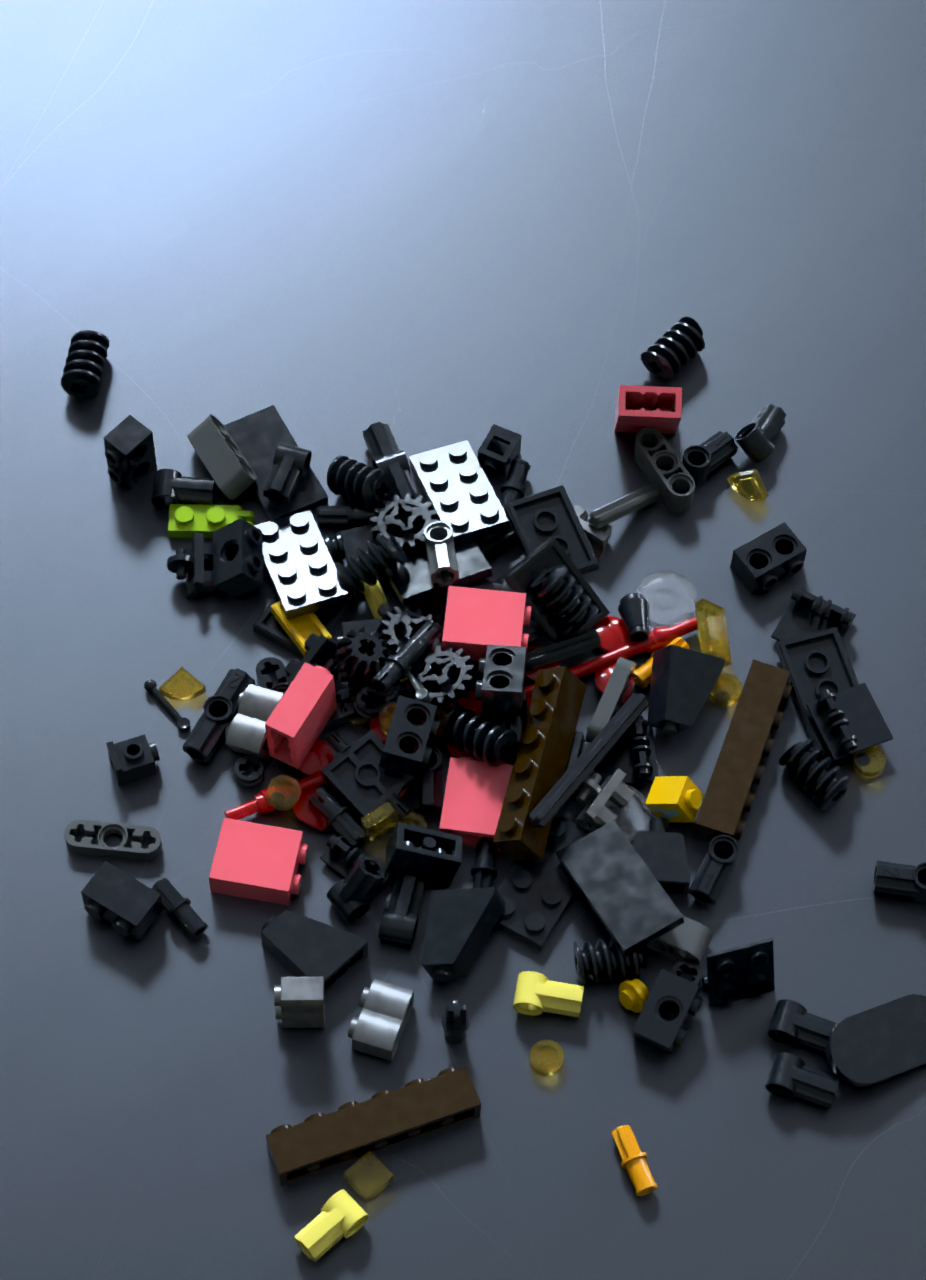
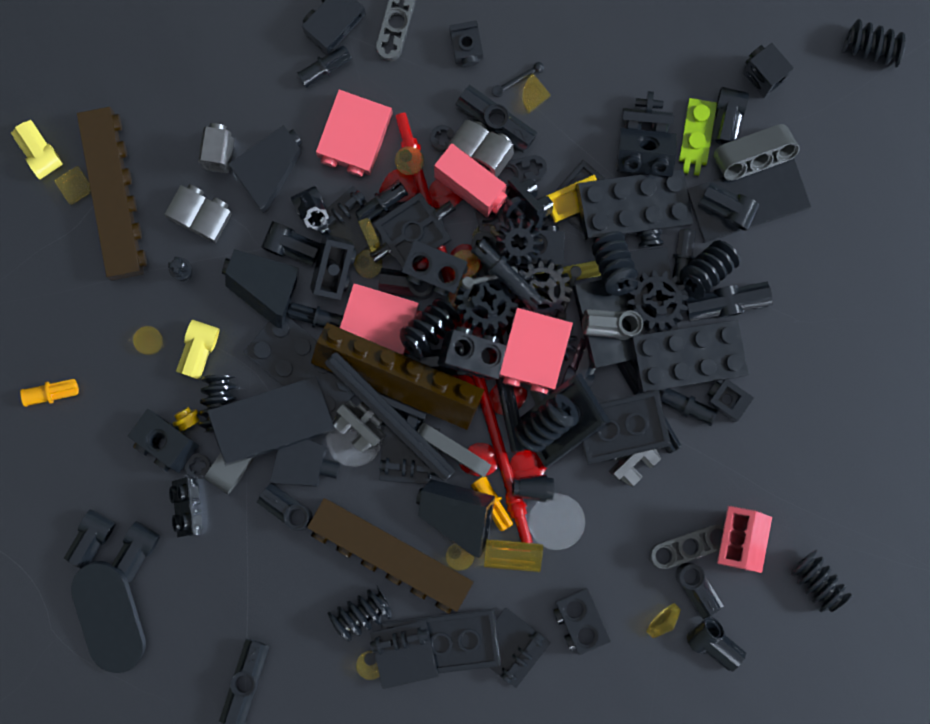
camera: 100 degrees right, 25 degrees up
(623, 506) = (652, 500): dark grey axle -> none
(674, 798) = (352, 486): yellow brick -> none

